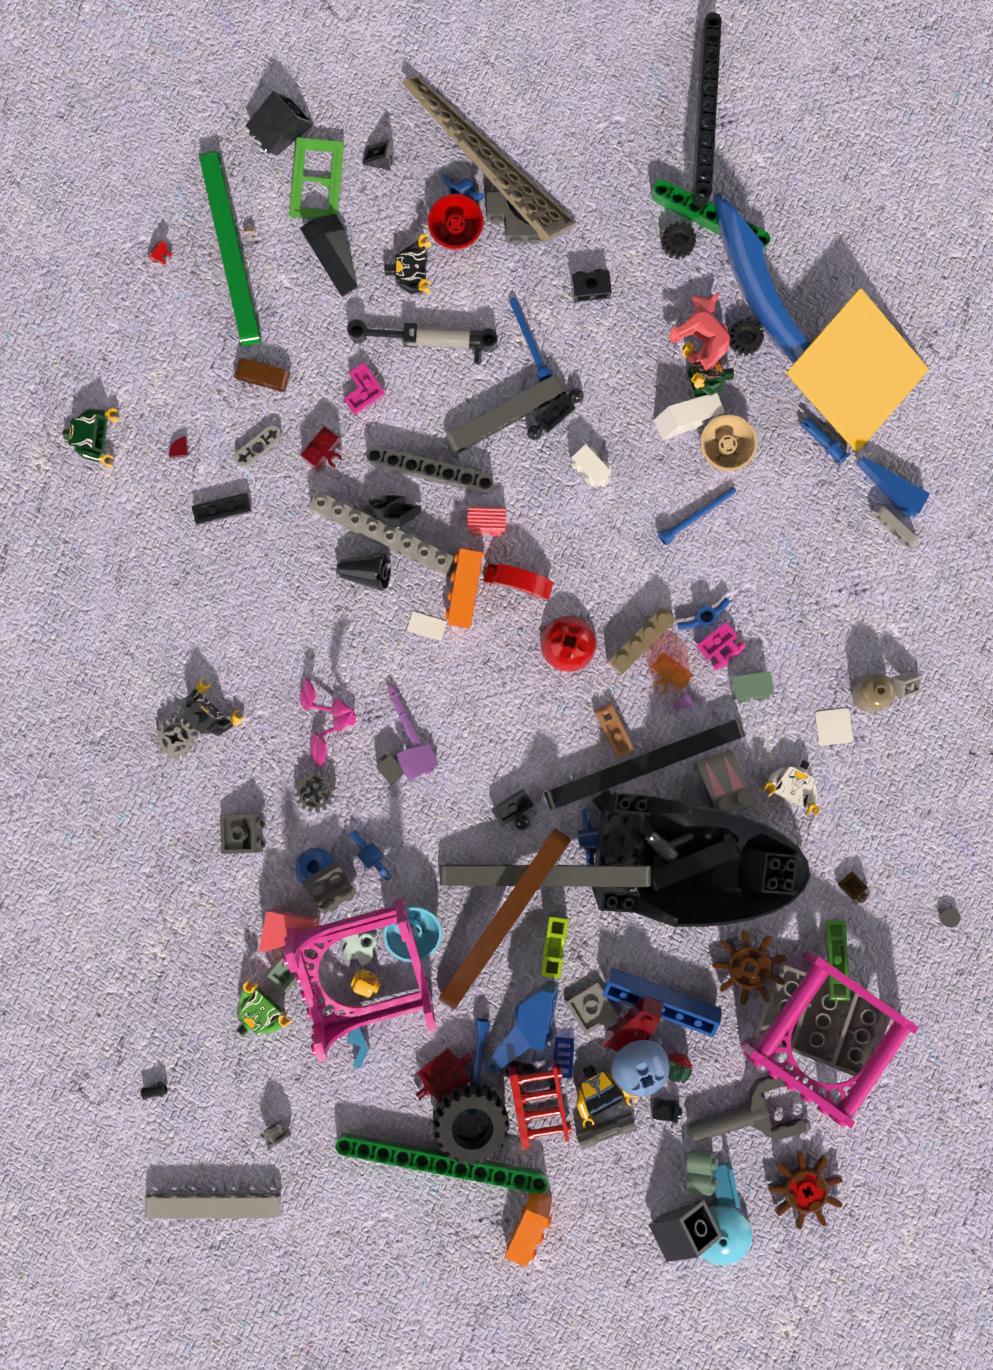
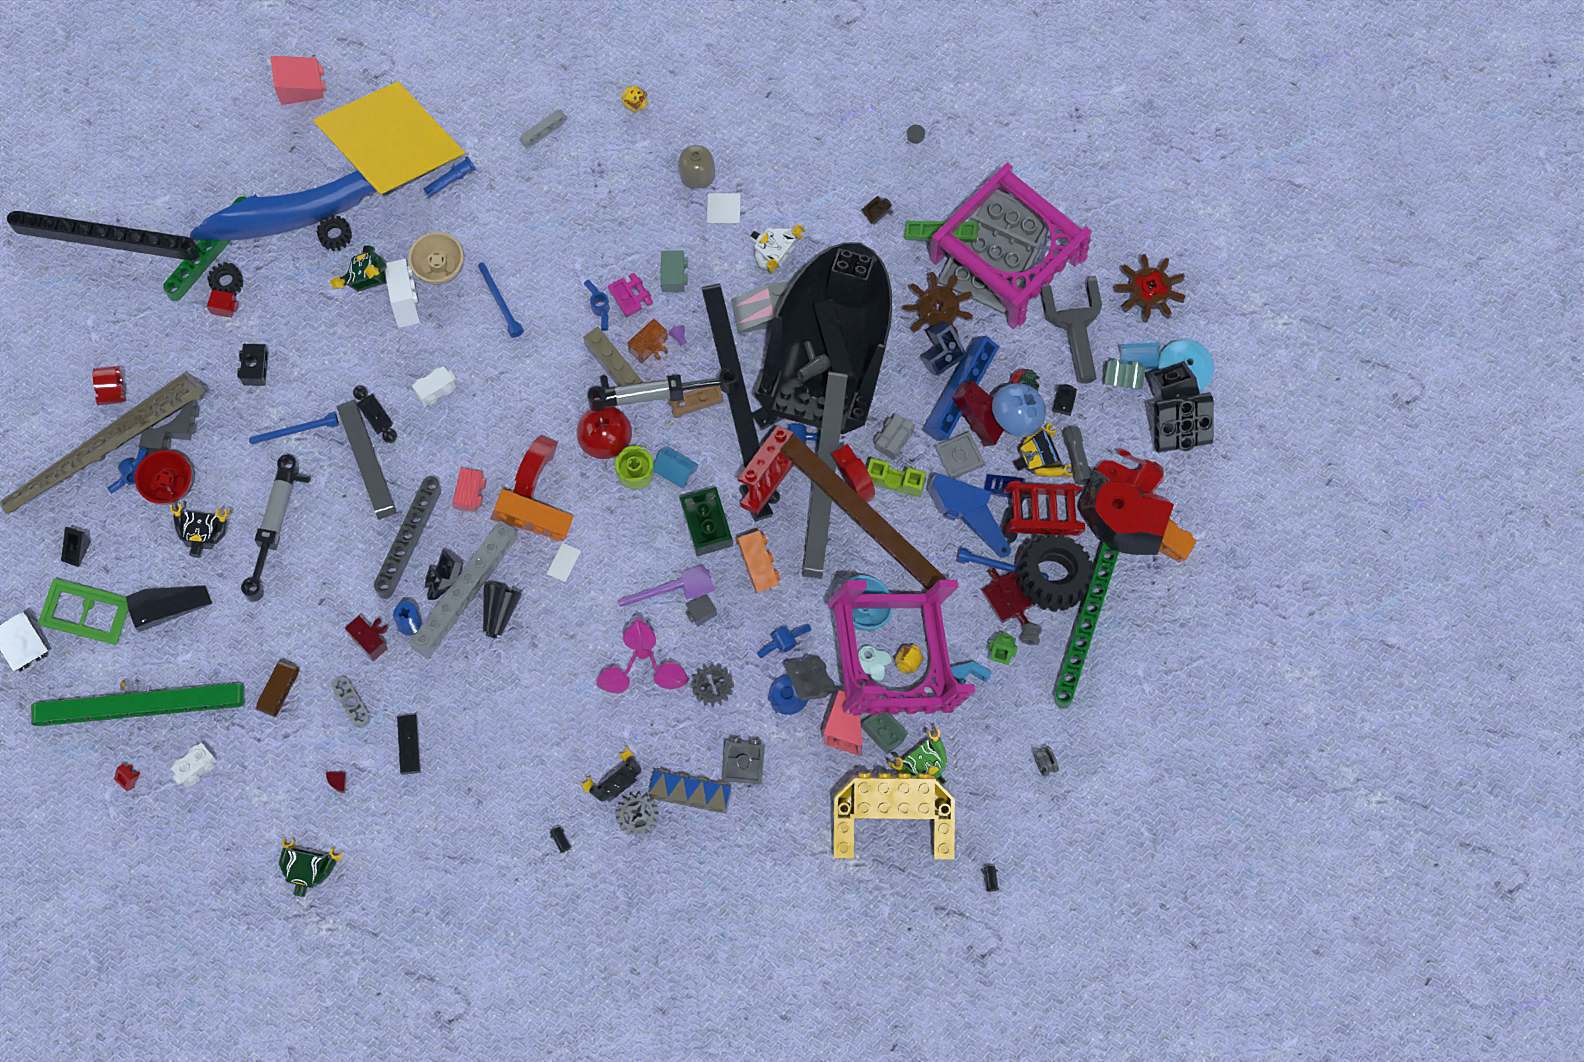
camera: 80 degrees left, 15 degrees down
(147, 667) = (560, 839): none -> black pin
(171, 307) = (193, 765): none -> white brick
(204, 786) = (690, 792): none -> dark tan brick
(211, 989) = (894, 798): none -> yellow wedge
(212, 1205) = (1110, 832): light grey beam -> none
(344, 491) = (407, 618): none -> blue piece
(367, 392) = (315, 587): dark pink plate -> none
(390, 1077) = (1003, 648): none -> bright green brick
(406, 1103) = (1031, 634): none -> dark grey wheel
(448, 817) = (758, 561): none -> orange wedge
(482, 760) = (706, 521): none -> dark green brick
(537, 672) = (638, 477): none -> lime brick
(538, 814) = (766, 471): none -> red fence
(540, 720) = (674, 466): none -> dark azure panel
(546, 149) = (108, 385): none -> red brick
(547, 905) = (855, 472): none -> red arch
(549, 1186) = (1123, 506): none -> red piece
(601, 938) = (894, 436): none -> light grey brick
(610, 687) = (656, 390): none -> black piece
(652, 242) = (222, 303): none -> red brick
(652, 1243) = (1172, 413): none -> black connector
(699, 981) = (947, 349): none -> dark blue brick
(706, 329) = (321, 263): coral animal -> none
(901, 492) = (511, 119): blue slope -> none
(907, 684) = (693, 136): light grey slope -> none
(912, 265) = (297, 79): none -> coral slope
(944, 615) = (634, 98): none -> yellow head

